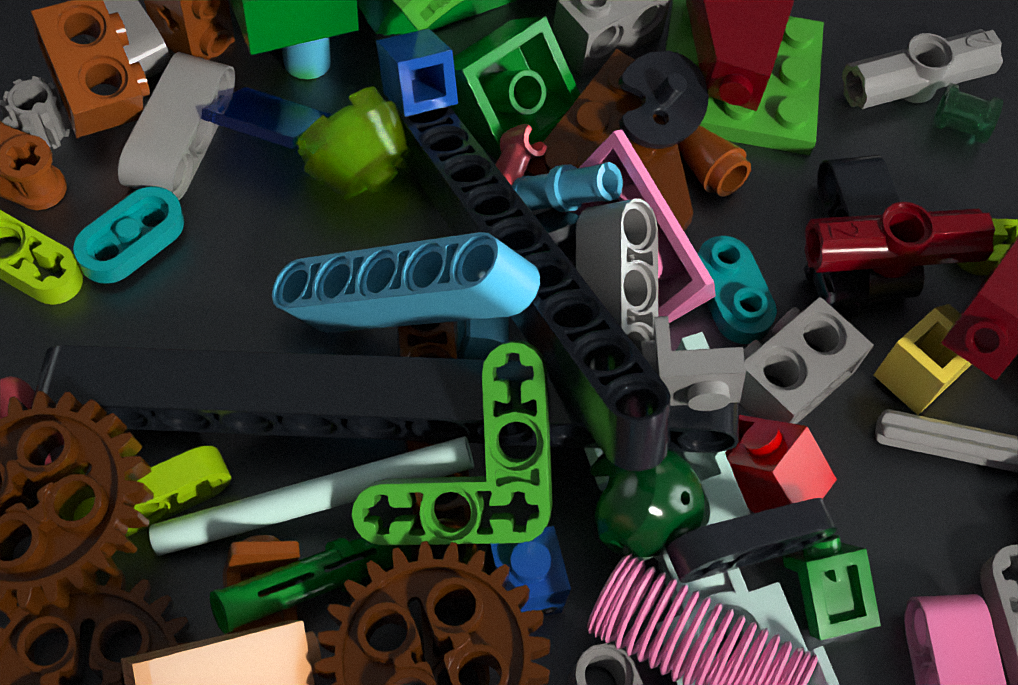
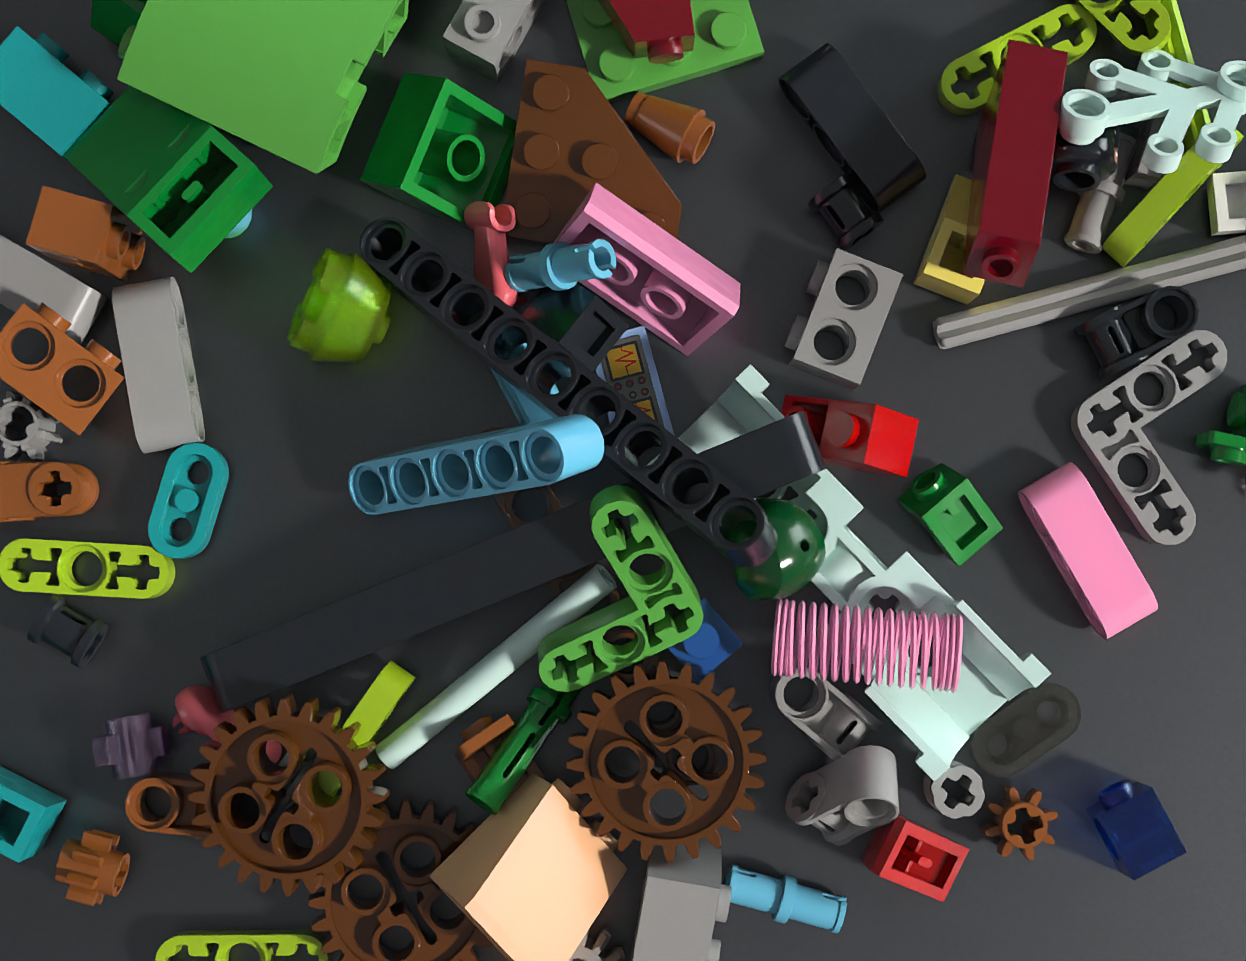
camera: 15 degrees left, 25 degrees up
(262, 116) = (236, 314): clear blue piece -> none
(417, 72) = (357, 209): blue brick -> none
(621, 262) = (655, 348): light grey beam -> none
(667, 87) = (599, 81): black piece -> none
(695, 377) = (778, 452): light grey bracket -> none
(736, 285) = (752, 258): teal plate -> none
(750, 539) = (871, 534): black beam -> none
(899, 240) = (914, 138): dark red piece -> none

